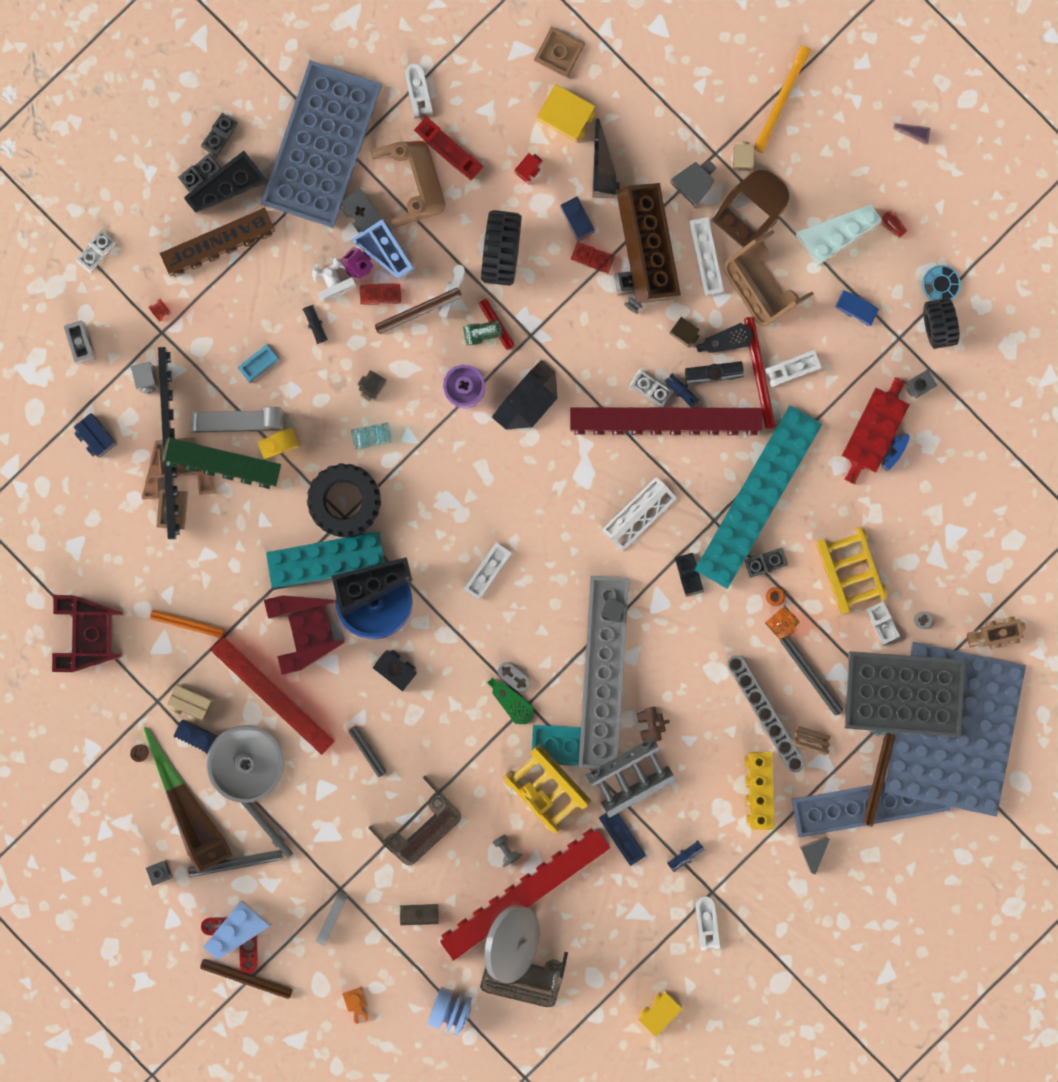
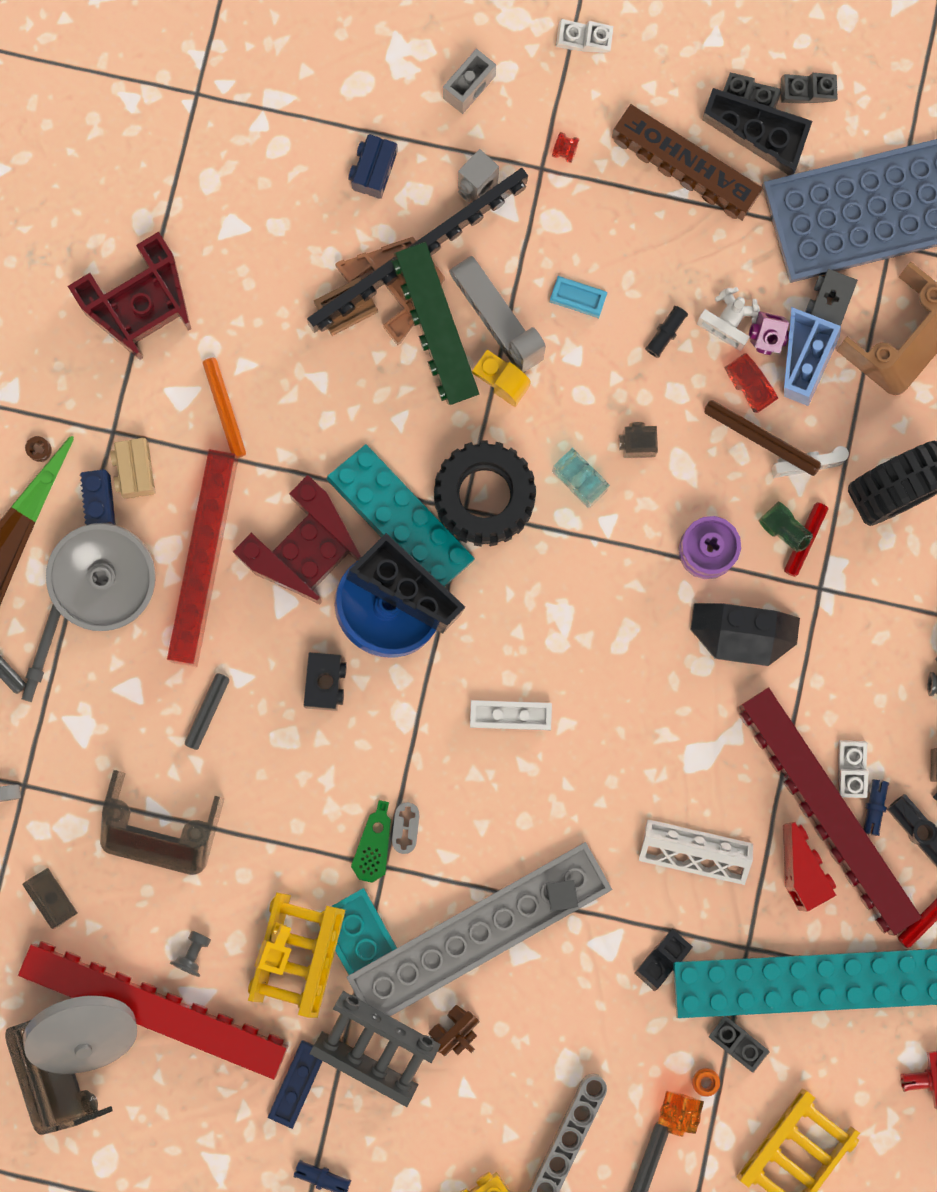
camera: 55 degrees right, 5 degrees down
(695, 461) = (802, 869): none -> red slope

